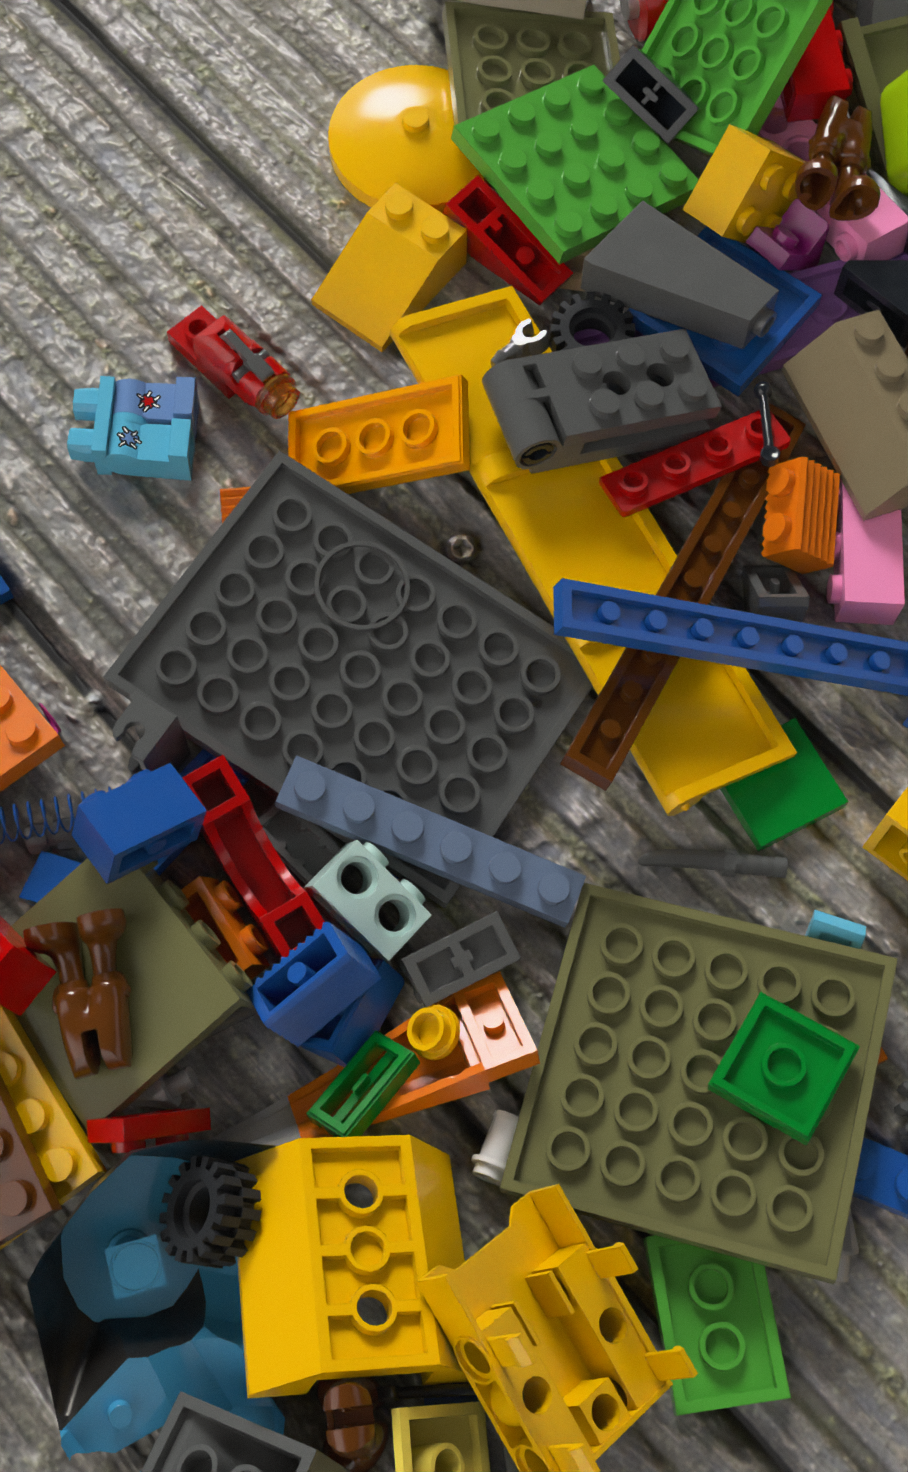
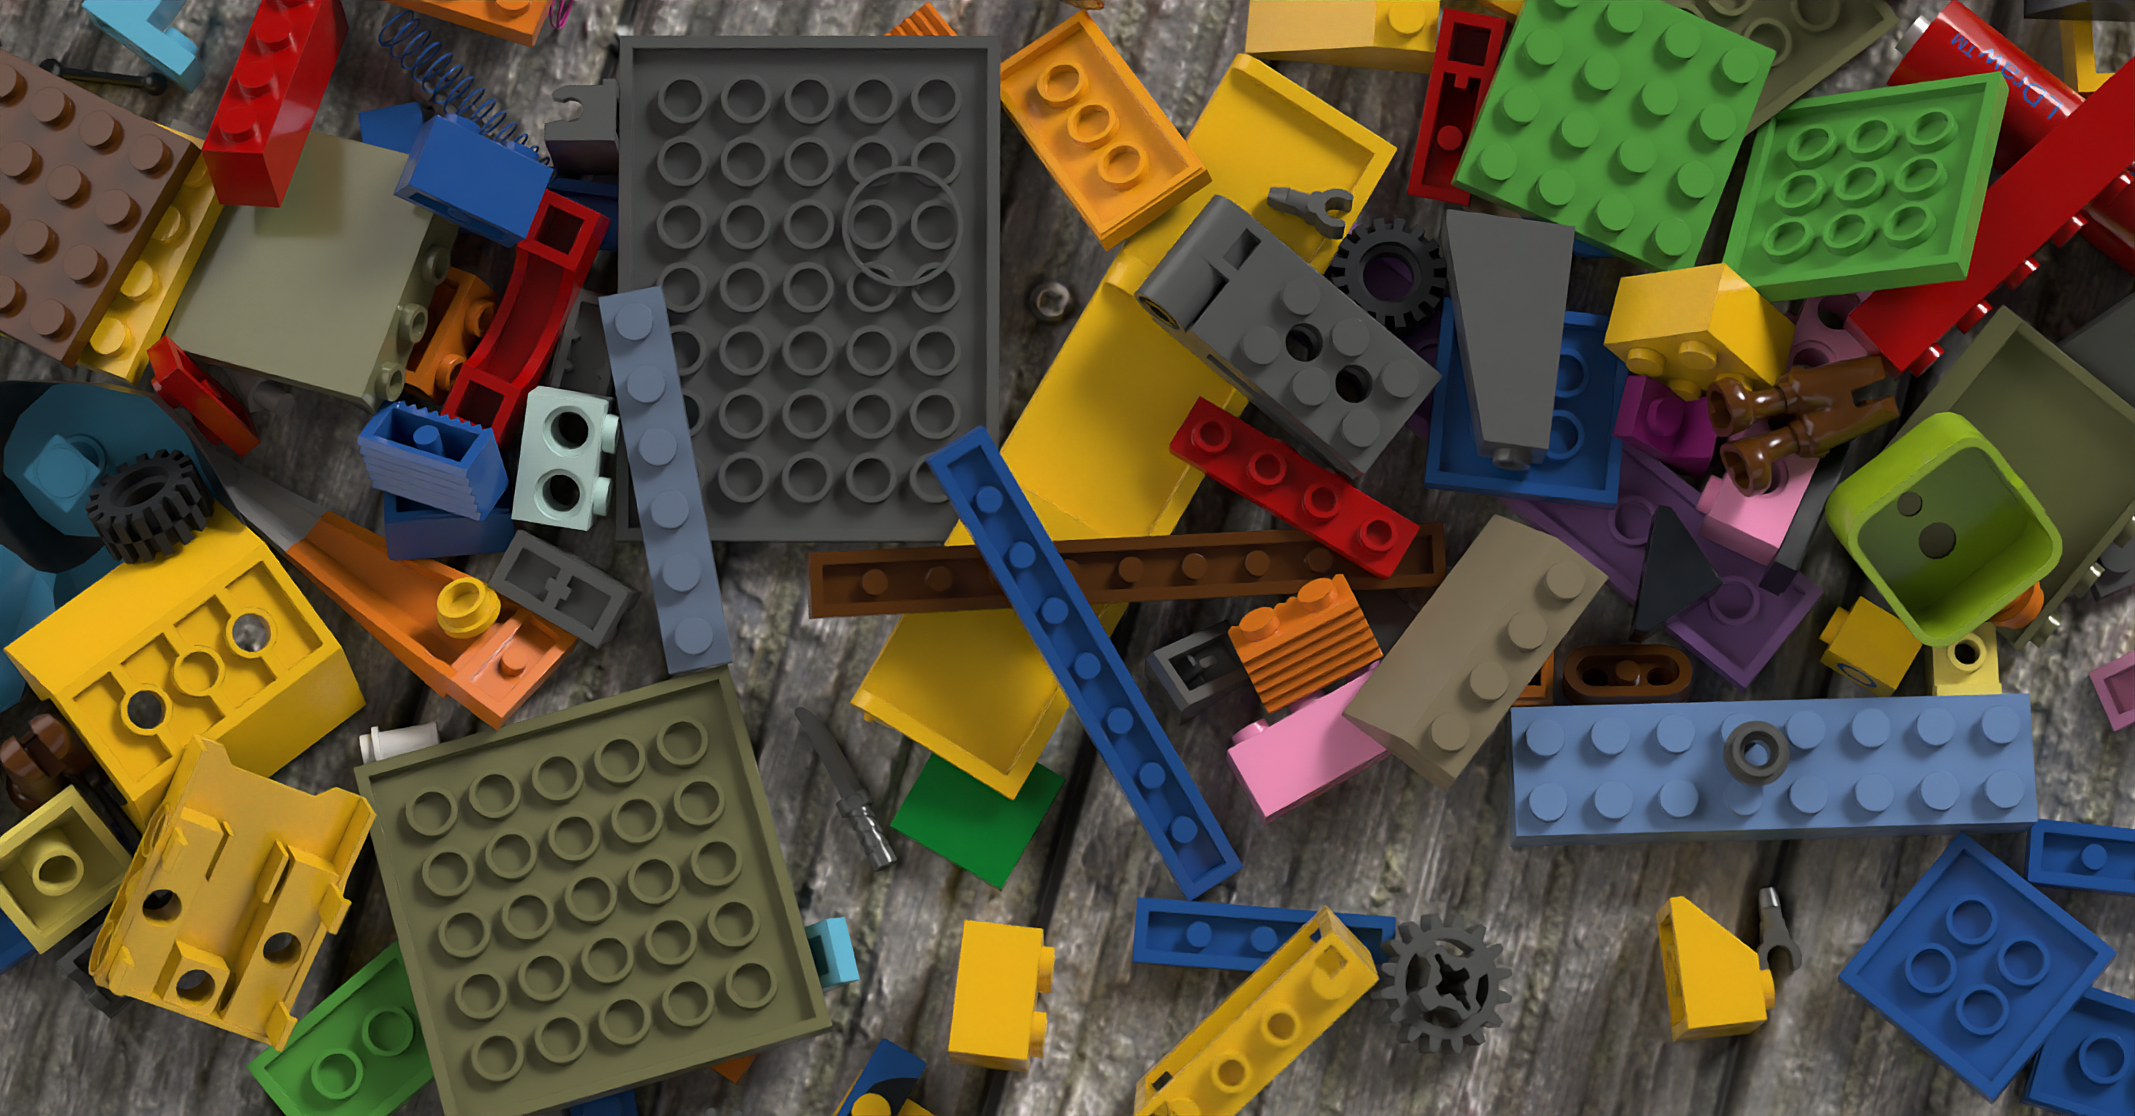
camera: 60 degrees right, 10 degrees up
(84, 1007) = (261, 268): reddish brown piece -> none
(370, 1091) = (368, 584): green tile -> none
(651, 93) = (1764, 146): black slope -> none
(769, 453) = (1340, 561): black hinge -> none
(783, 1068) = (637, 971): green tile -> none

